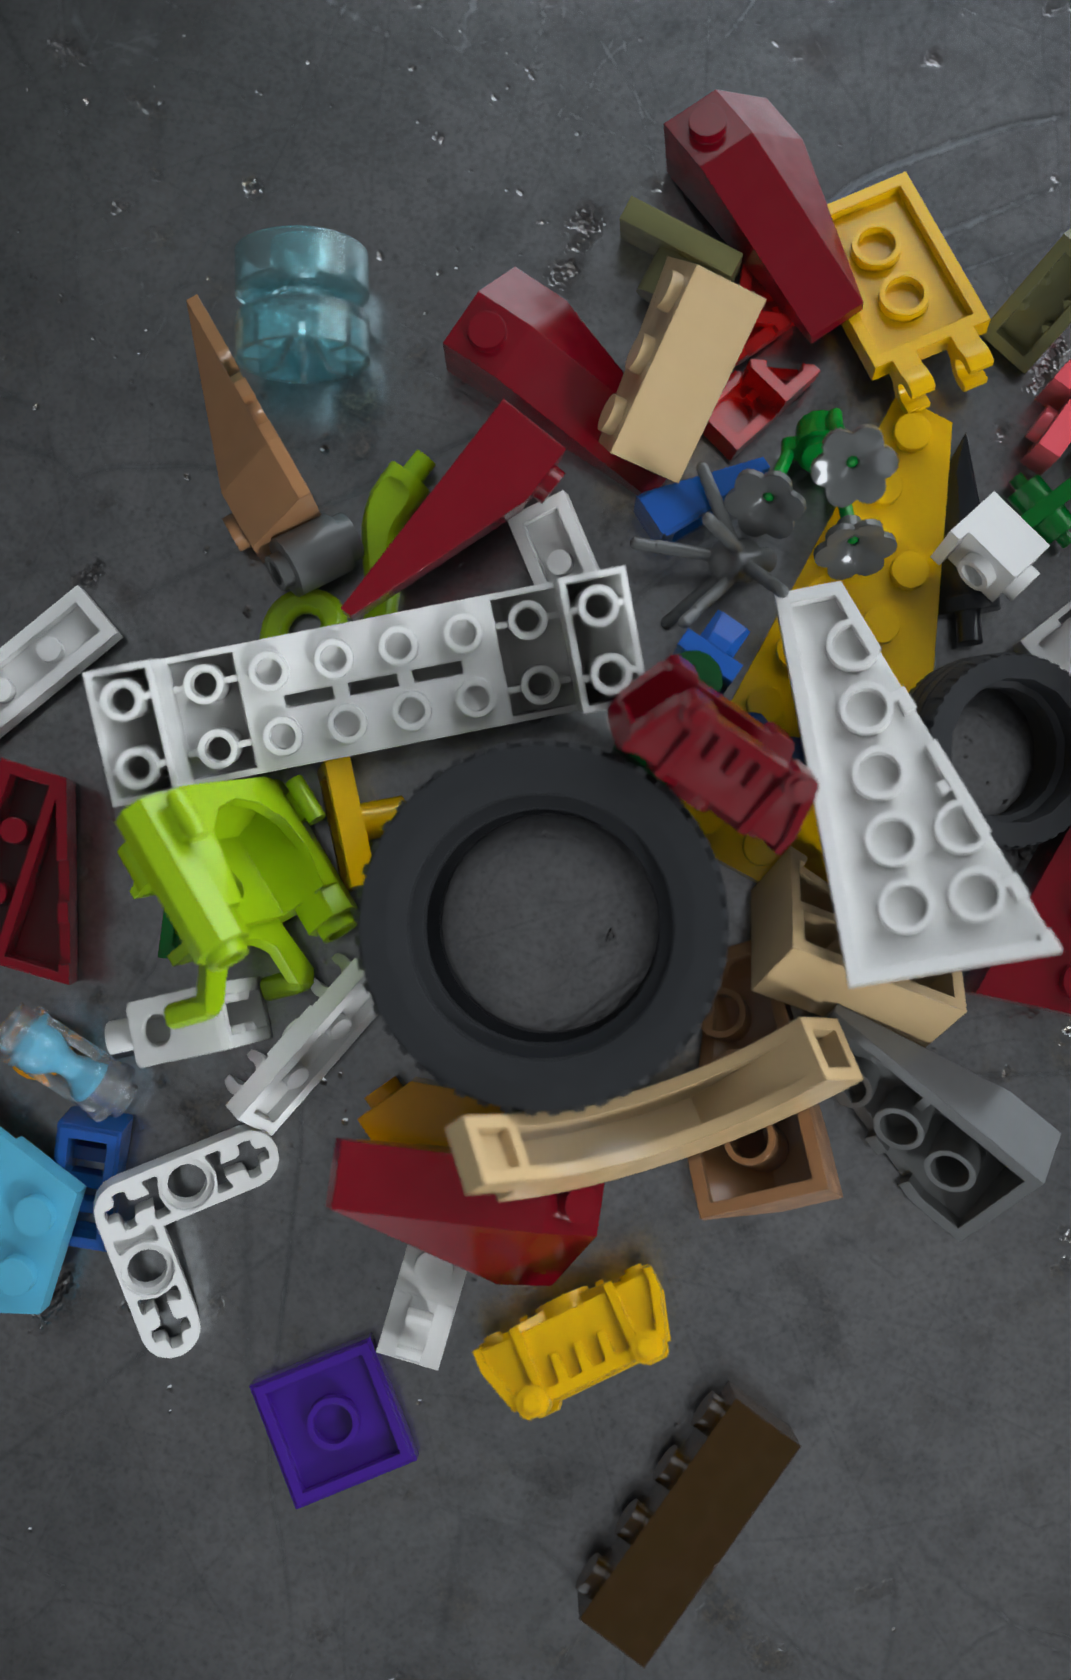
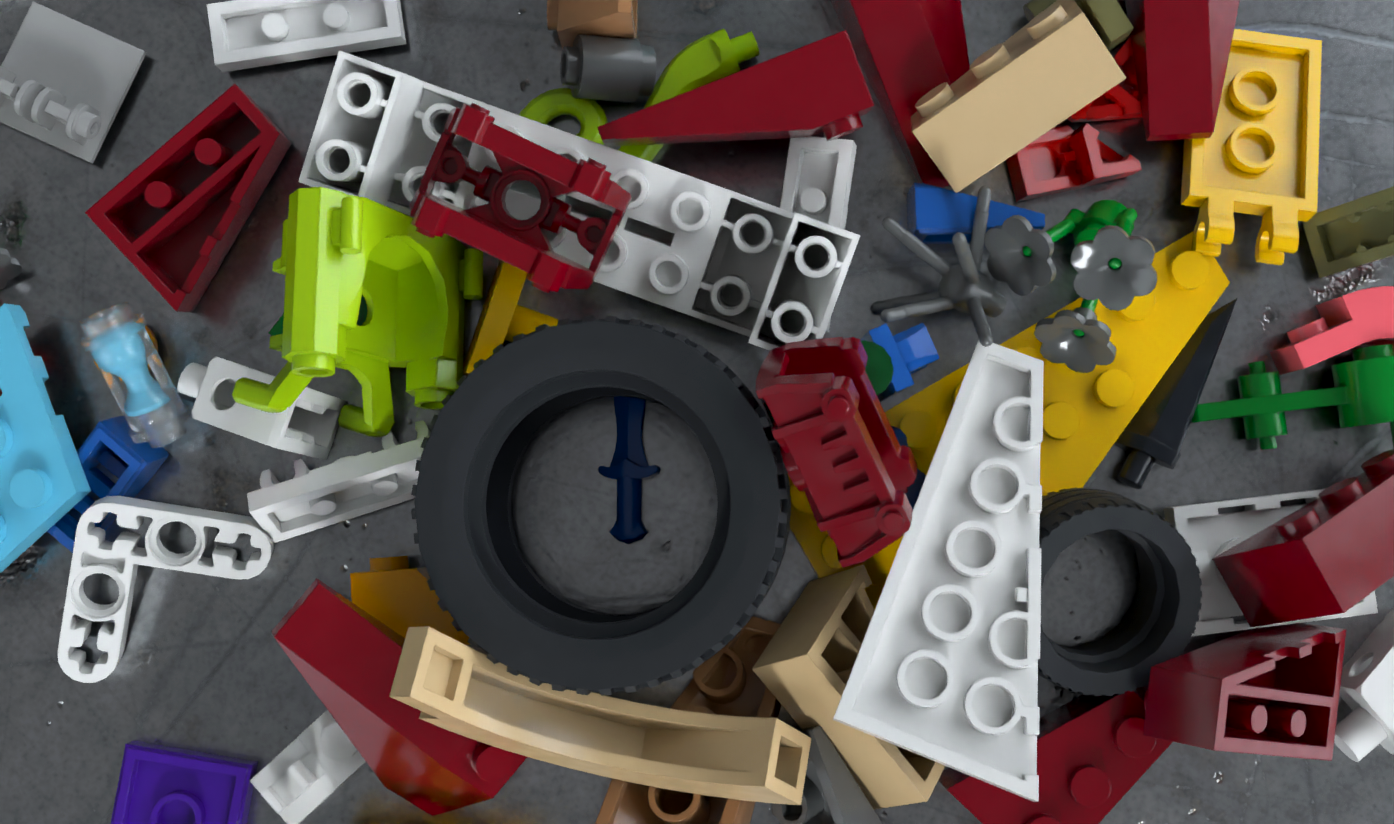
camera: 30 degrees right, 0 degrees up
(305, 747) = (493, 227): none -> dark red piece
(539, 887) = (629, 469): none -> blue sword
(993, 549) = (1196, 414): white brick -> none

